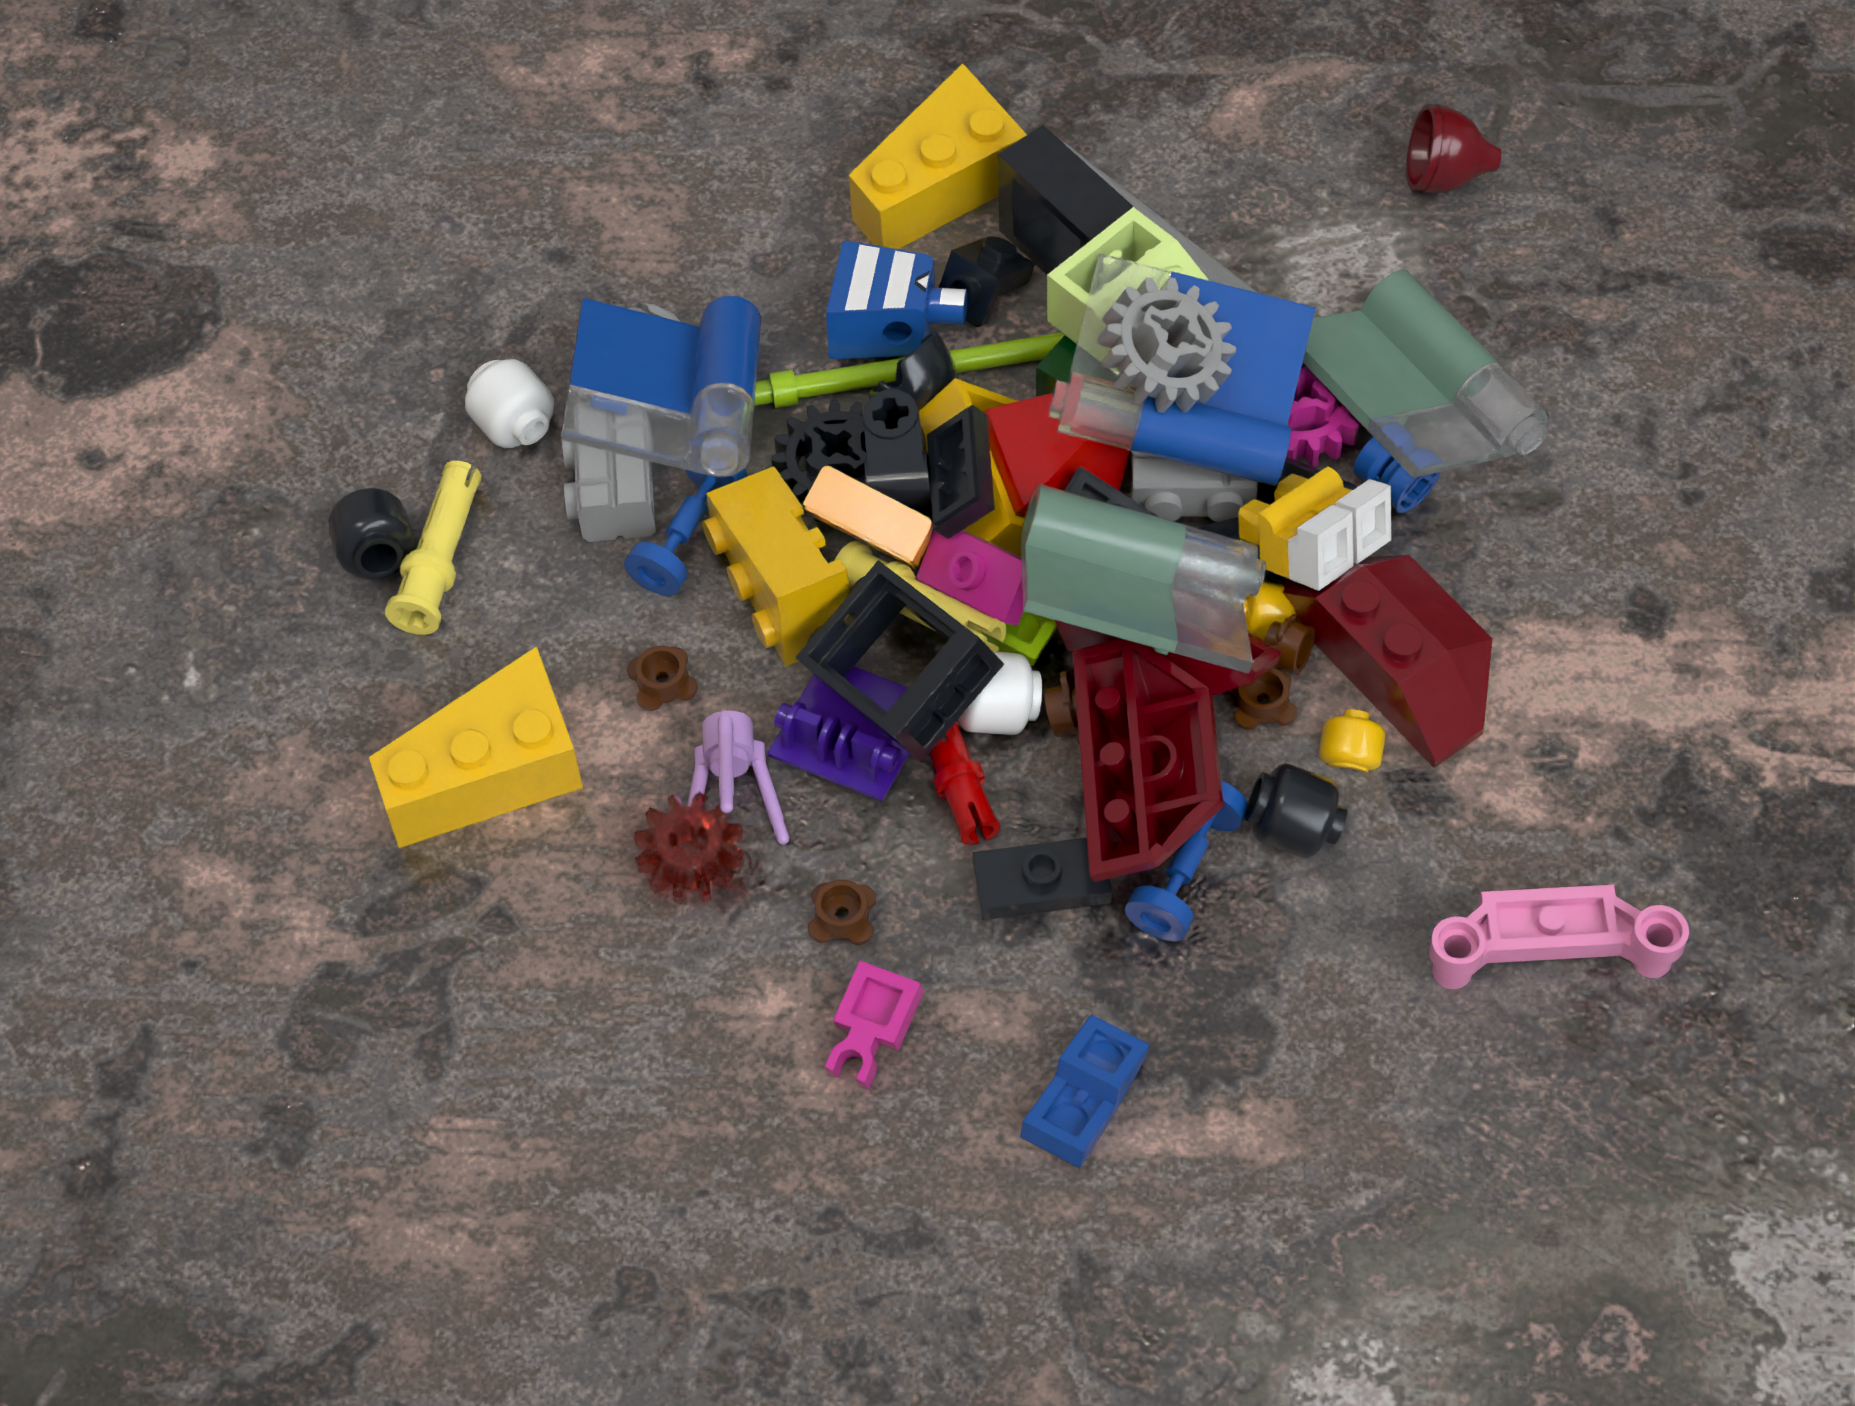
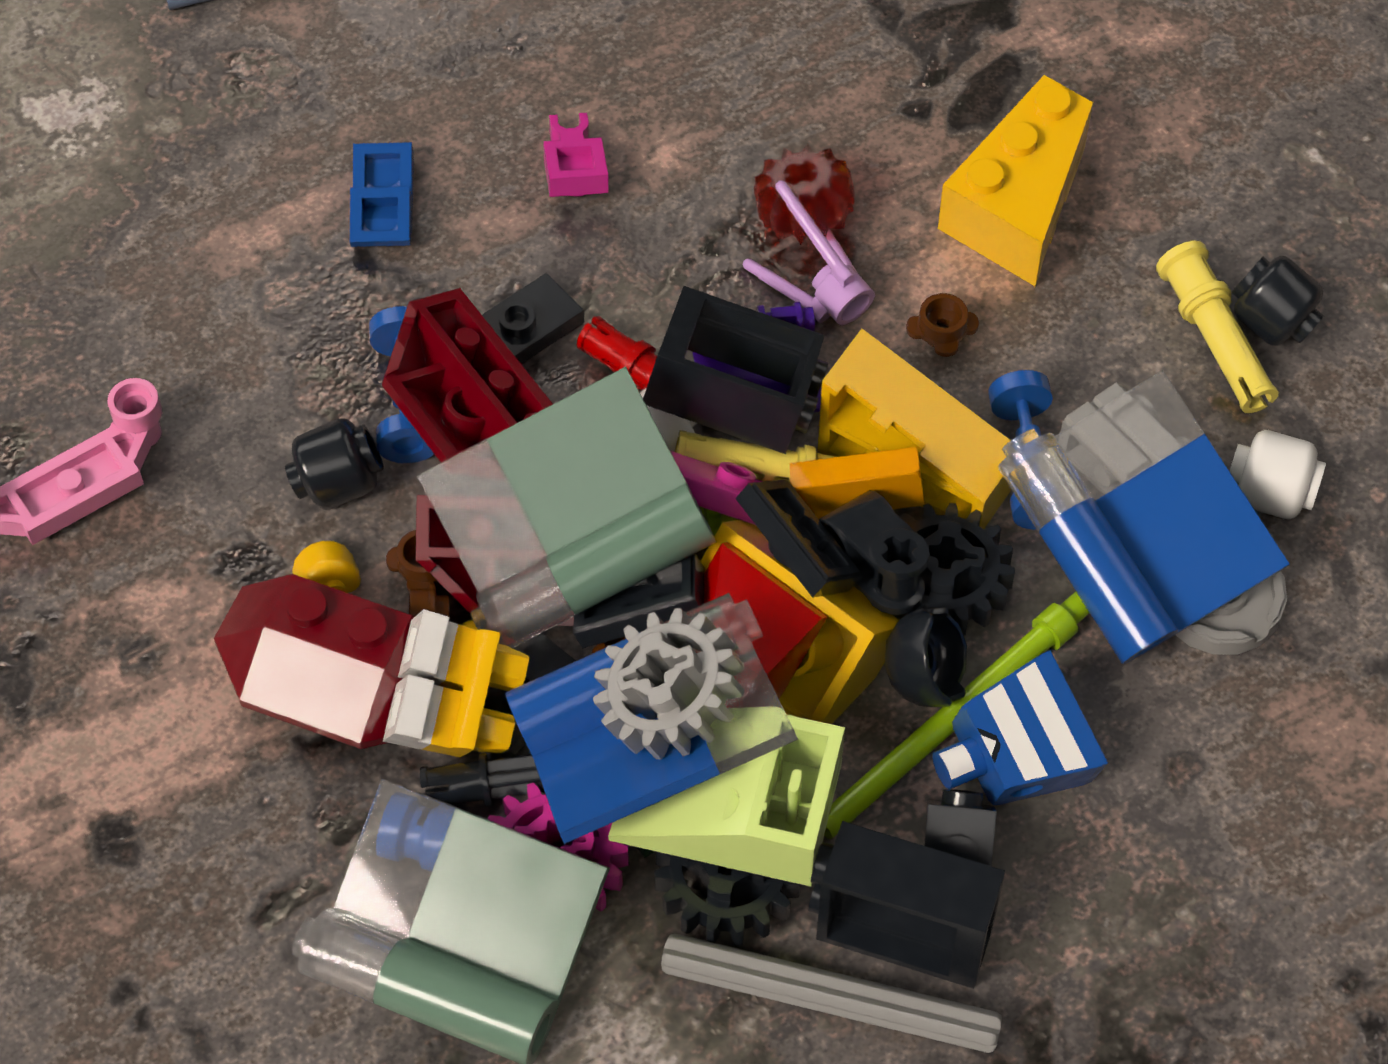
camera: 145 degrees right, 0 degrees up
(842, 896) = (653, 211): reddish brown plate -> none
(933, 164) = (1095, 936): yellow wedge -> none

